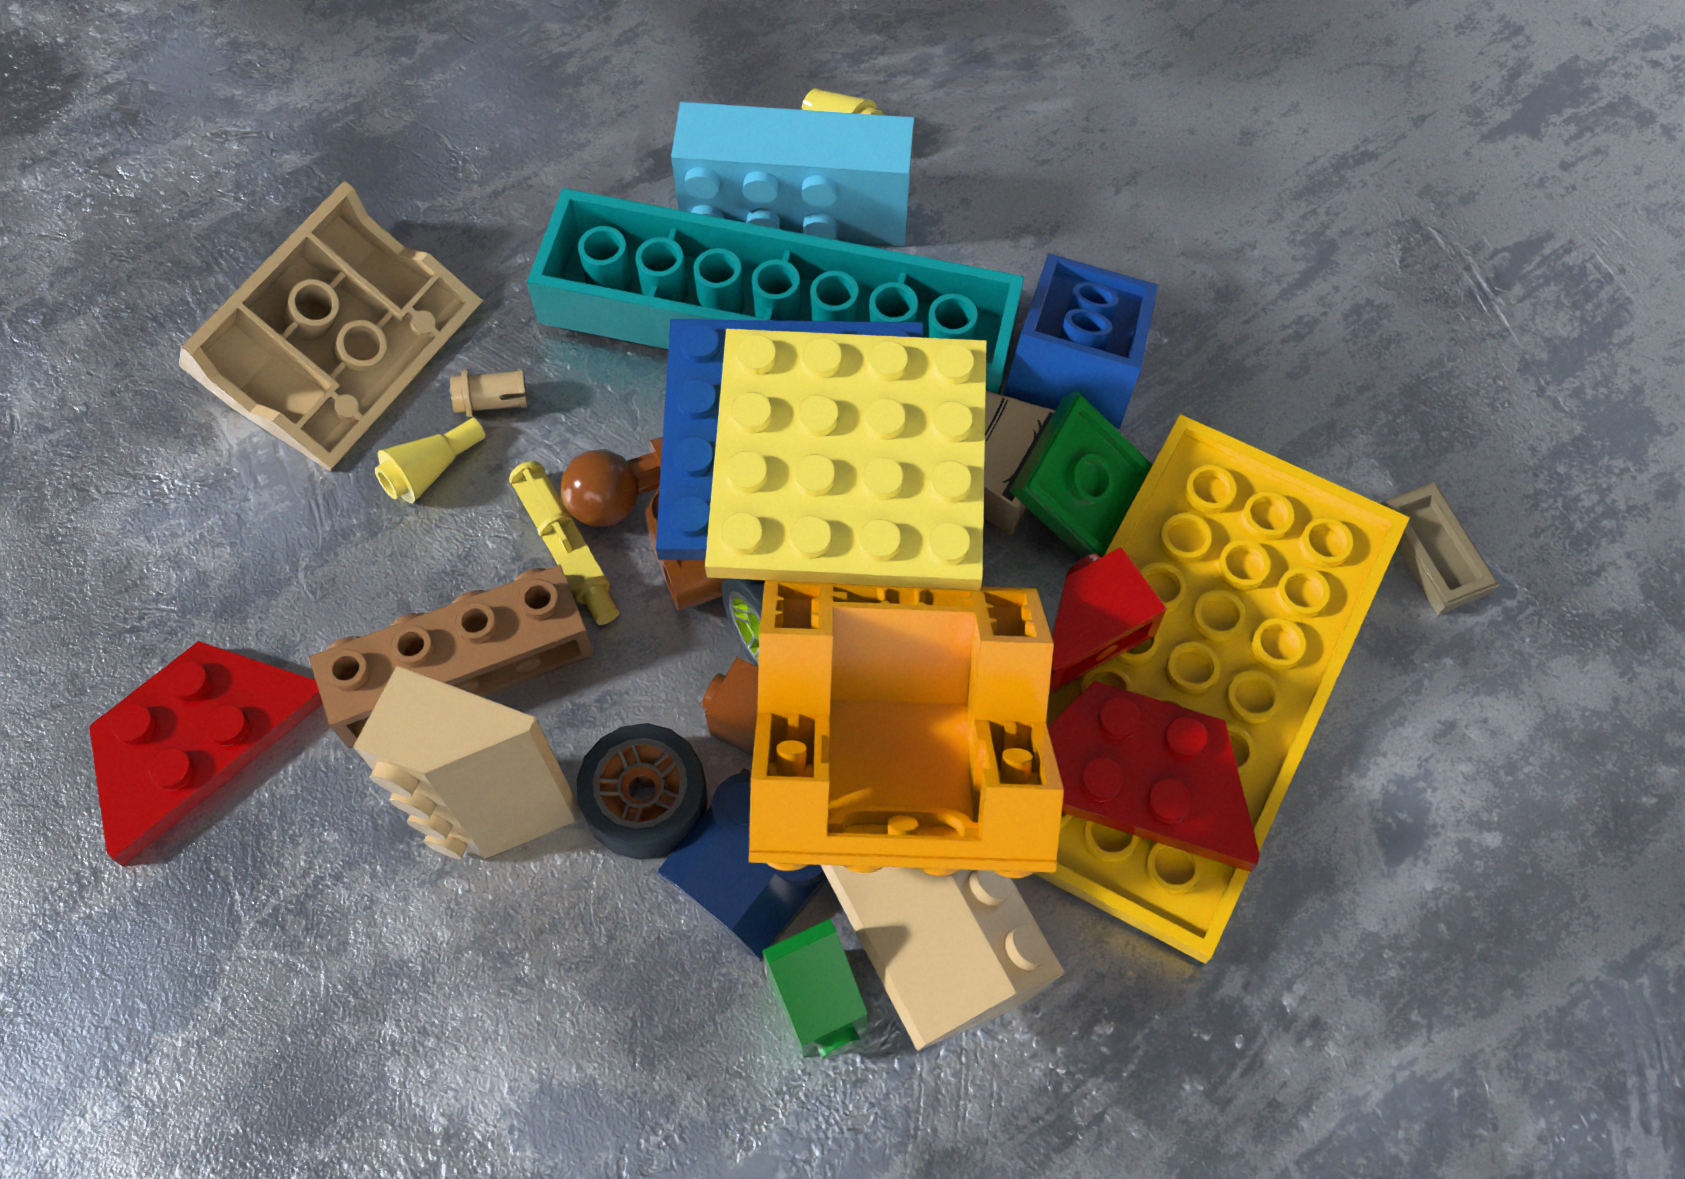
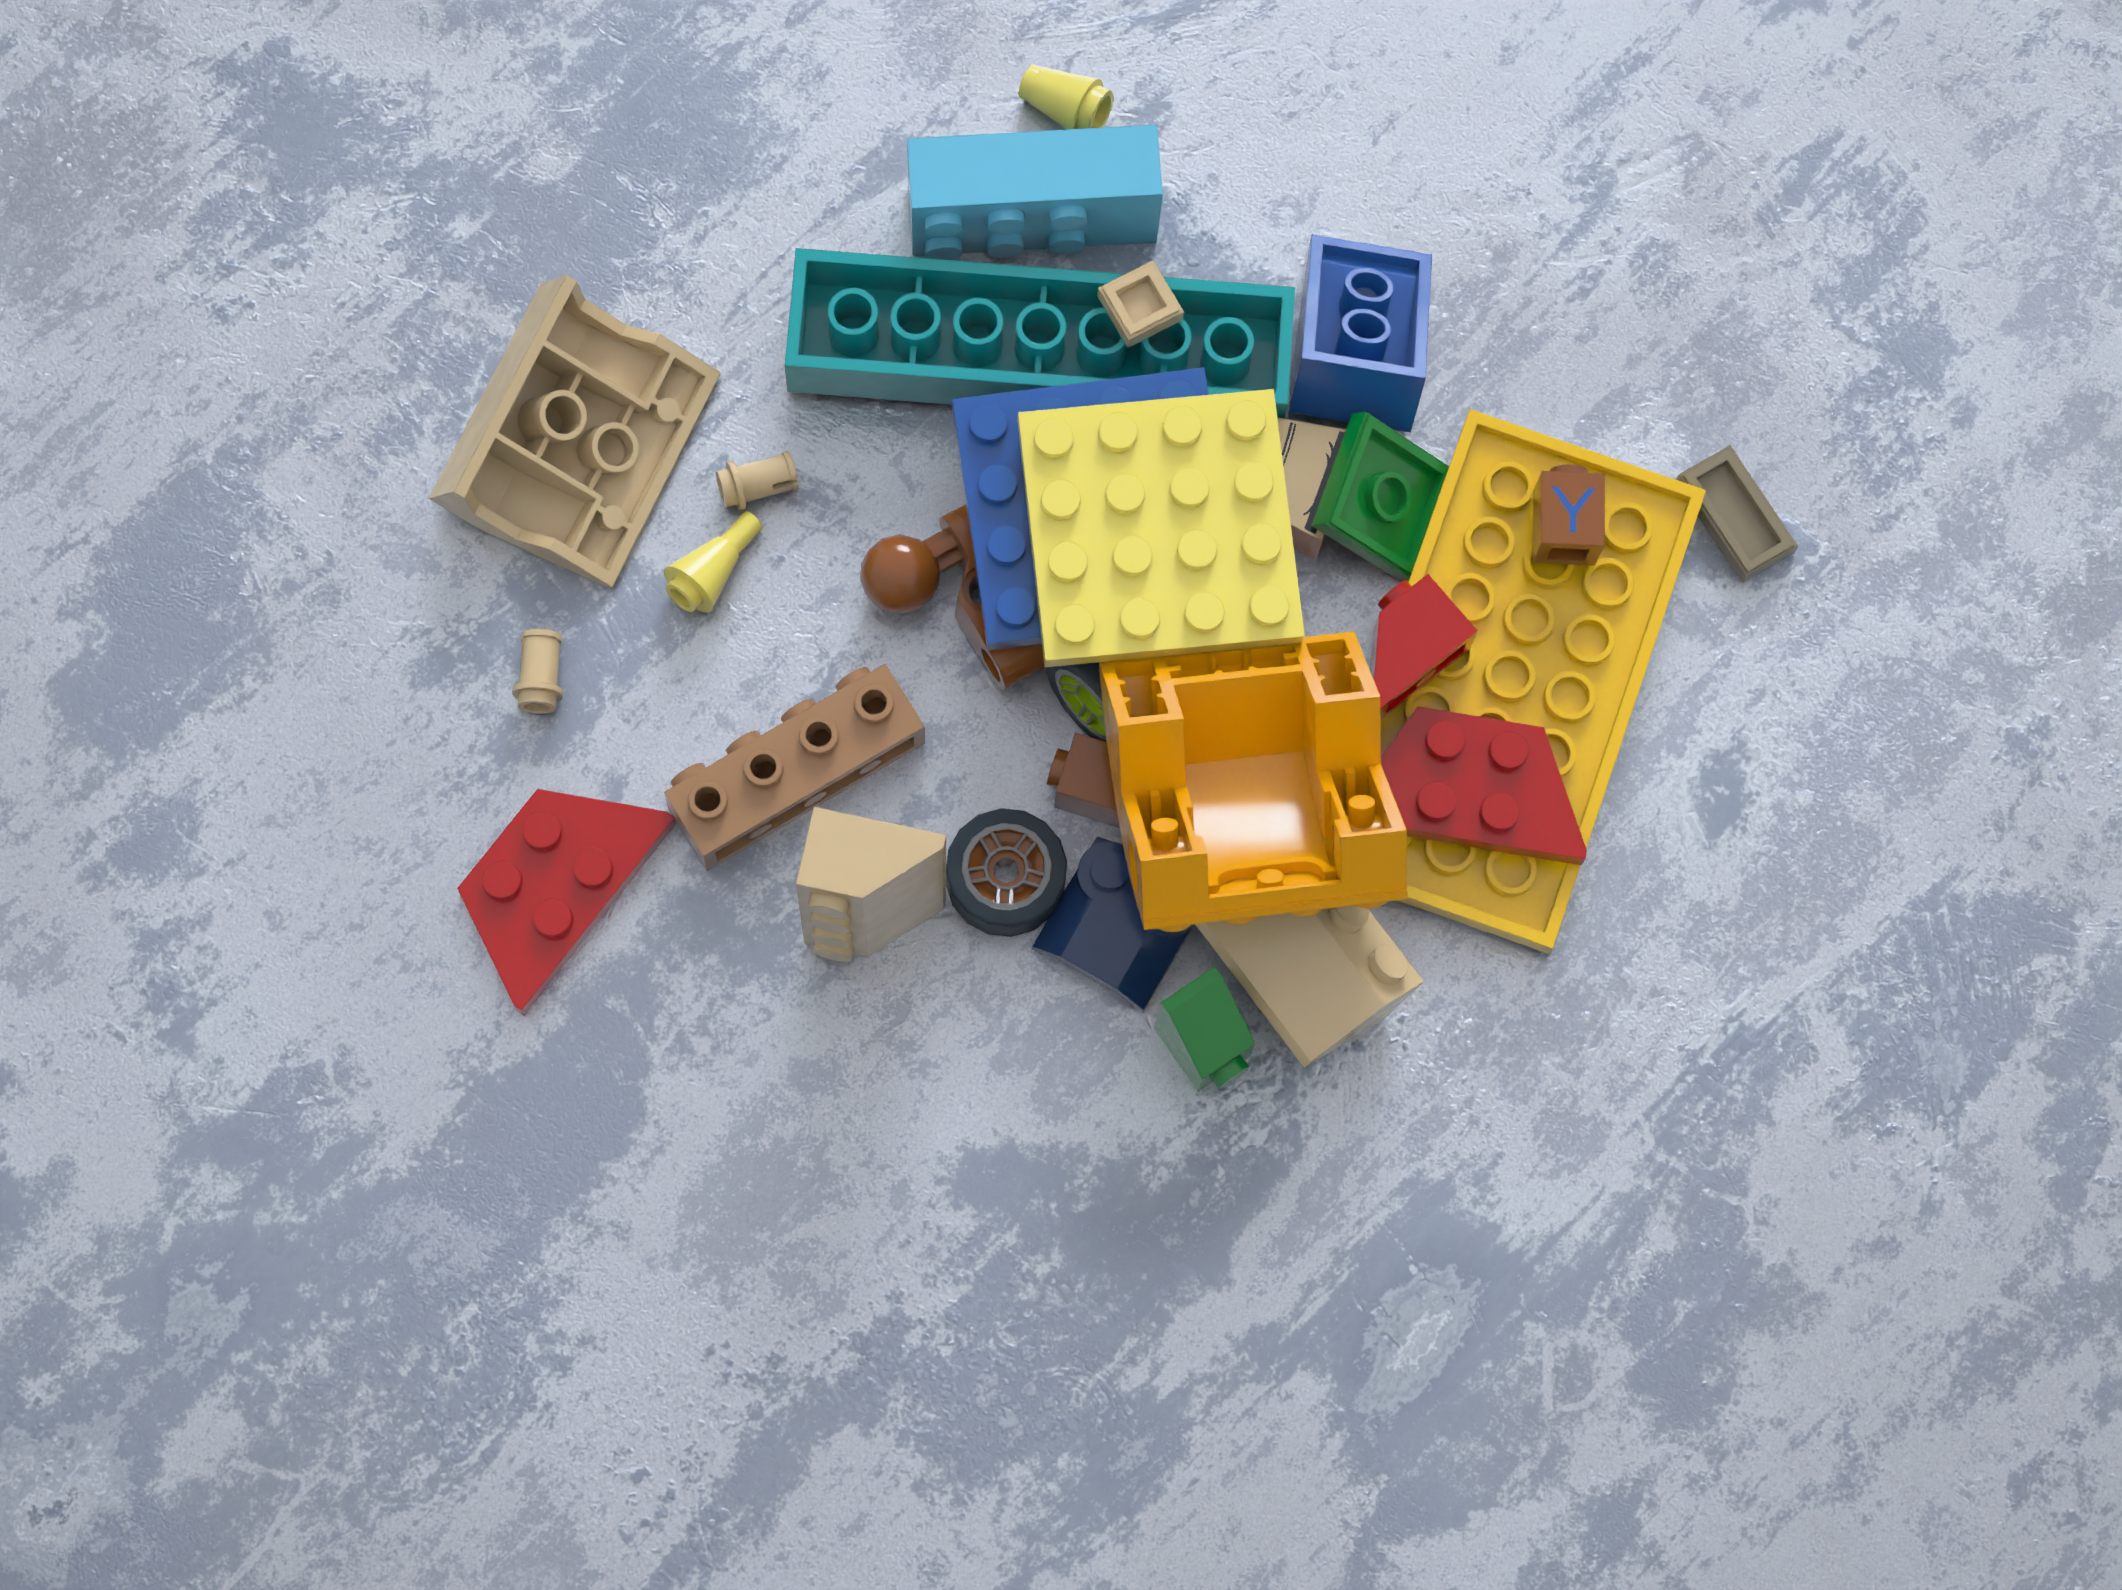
camera: 15 degrees left, 10 degrees up
(235, 533) = (539, 668): none -> tan pin
(564, 540) = (870, 629): light yellow piece -> none
(872, 269) = (1140, 304): none -> tan tile
(1271, 518) = (1568, 516): none -> dark orange brick

